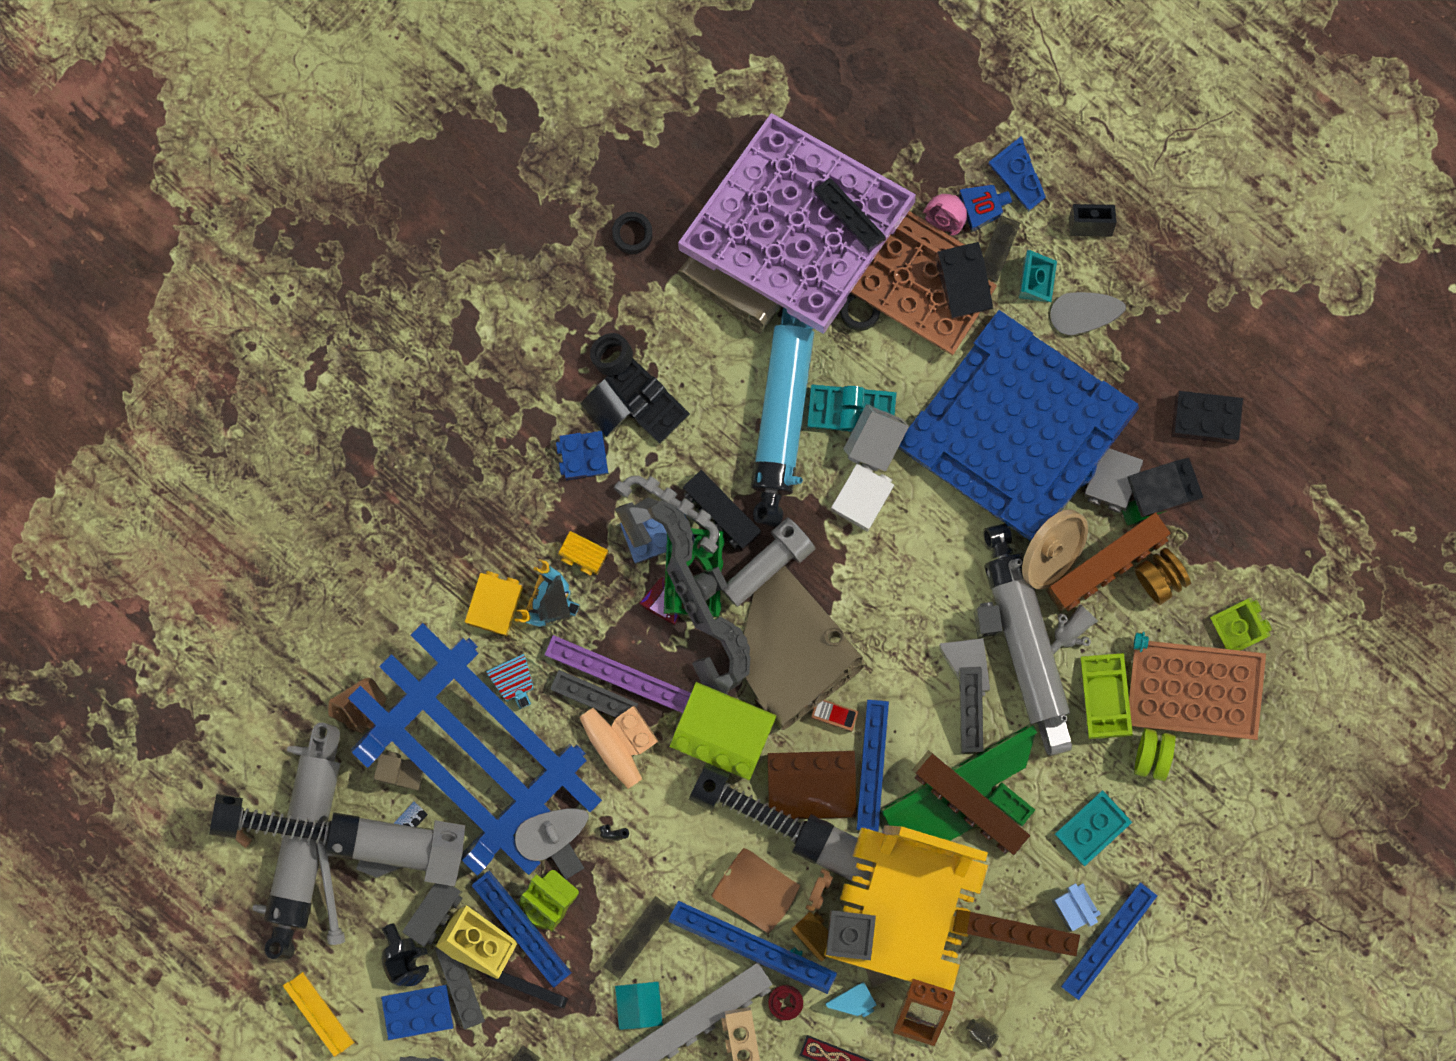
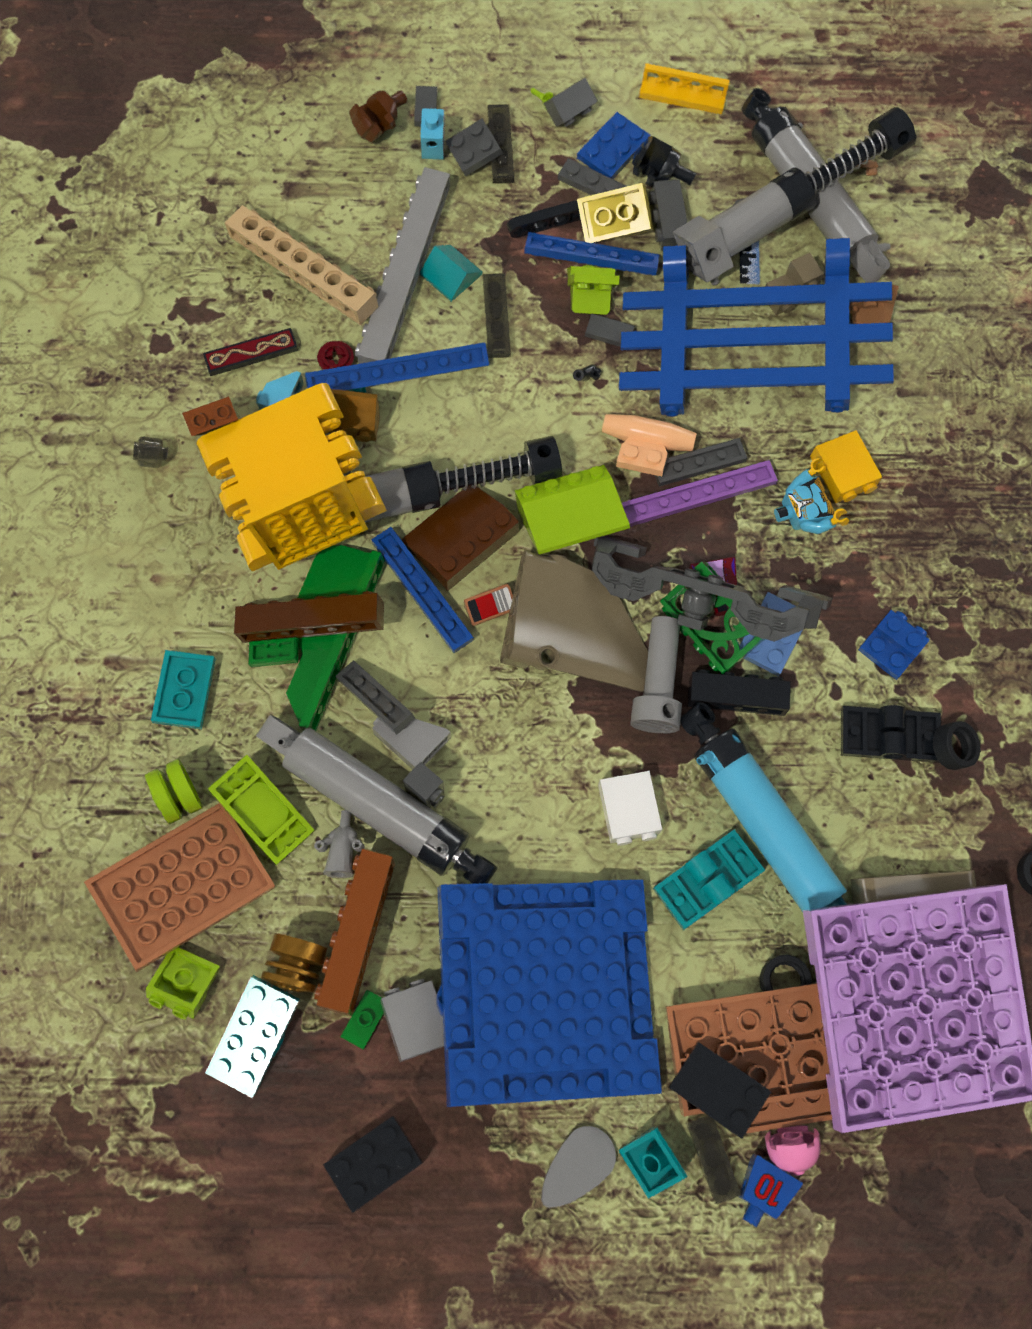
camera: 135 degrees right, 10 degrees down
(335, 934) = (725, 149): light grey piece -> none
(513, 680) = (773, 422): torso -> none
(549, 832) = (637, 331): light grey shield -> none
(554, 604) = (802, 496): clear smoke slope -> none
(582, 553) = (816, 563): yellow brick -> none
(606, 407) = (916, 697): black slope -> none
(668, 495) = (773, 664): light grey bar -> none
(756, 891) = (433, 418): medium nougat piece -> none
(815, 897) = (379, 449): medium nougat plate -> none
(849, 214) = (884, 1052): black tile -> none
(850, 935) = (320, 407): dark grey plate -> none
(875, 438) = (666, 865): light grey brick -> none
(1016, 933) = (179, 535): reddish brown brick -> none
(1017, 173) = (762, 1256): blue wing -> none
(1055, 549) = (416, 897): tan dish -> none
(1076, 907) = (144, 608): light blue plate -> none
(1092, 220) = (650, 1271): black brick -> none
(1109, 941) = (95, 609): blue plate -> none
(1140, 641) = (267, 884): teal plate -> none
(1165, 487) = (359, 1051): black slope -> none
(1222, 554) = (253, 1036): none -> plate

